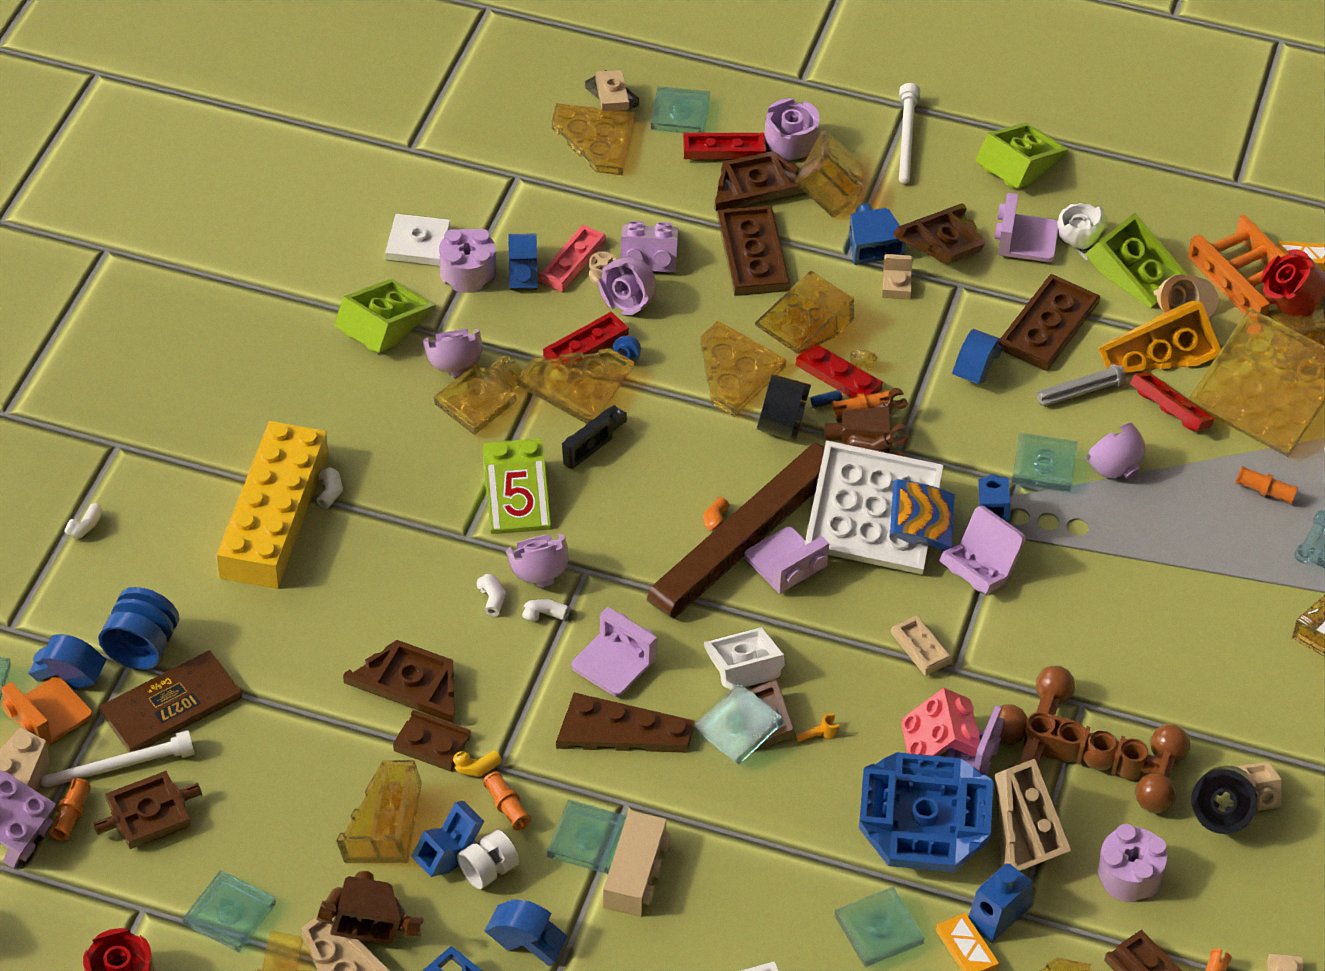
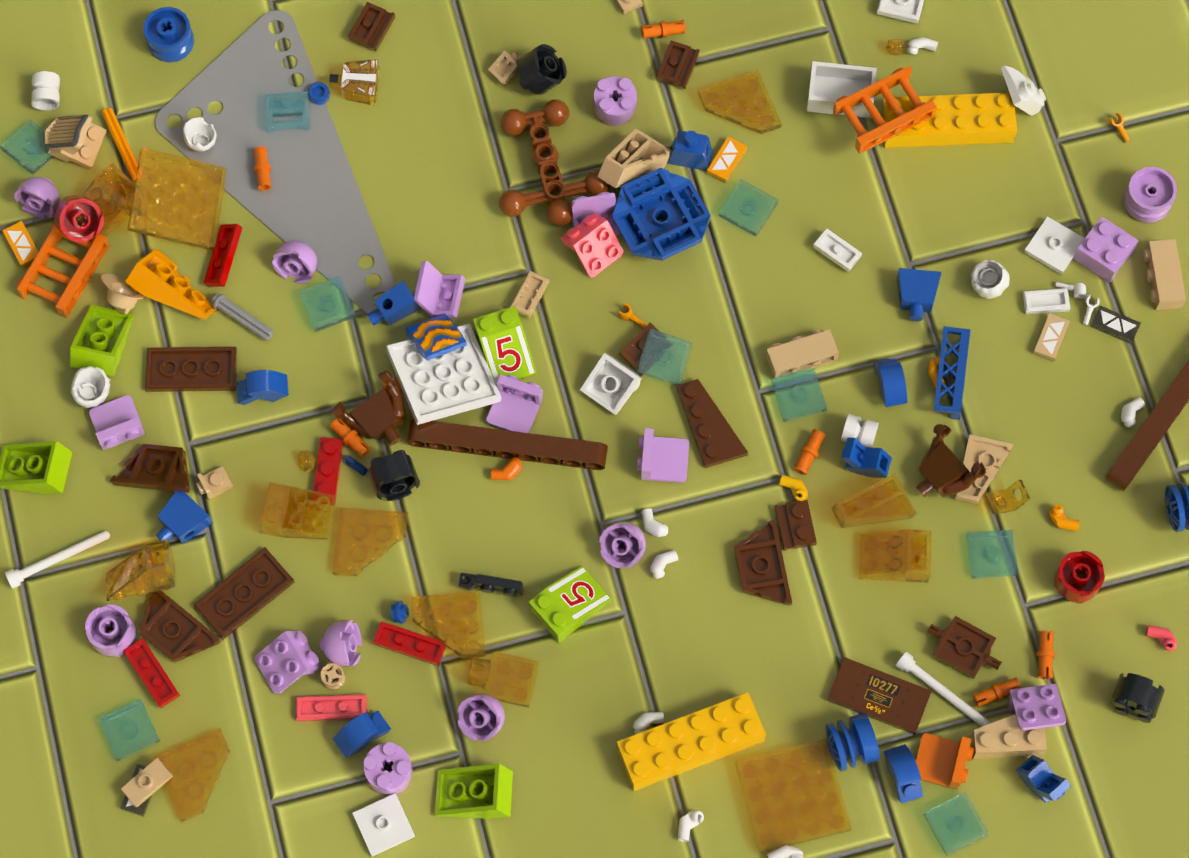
camera: 120 degrees left, 20 degrees up
(66, 883) = (1045, 655): none -> orange pin
(137, 549) = (793, 795): none -> clear yellow plate
(195, 460) = (688, 822): none -> white arm
(305, 806) = (896, 556): none -> clear yellow slope
(871, 586) = (504, 344): none -> lime slope

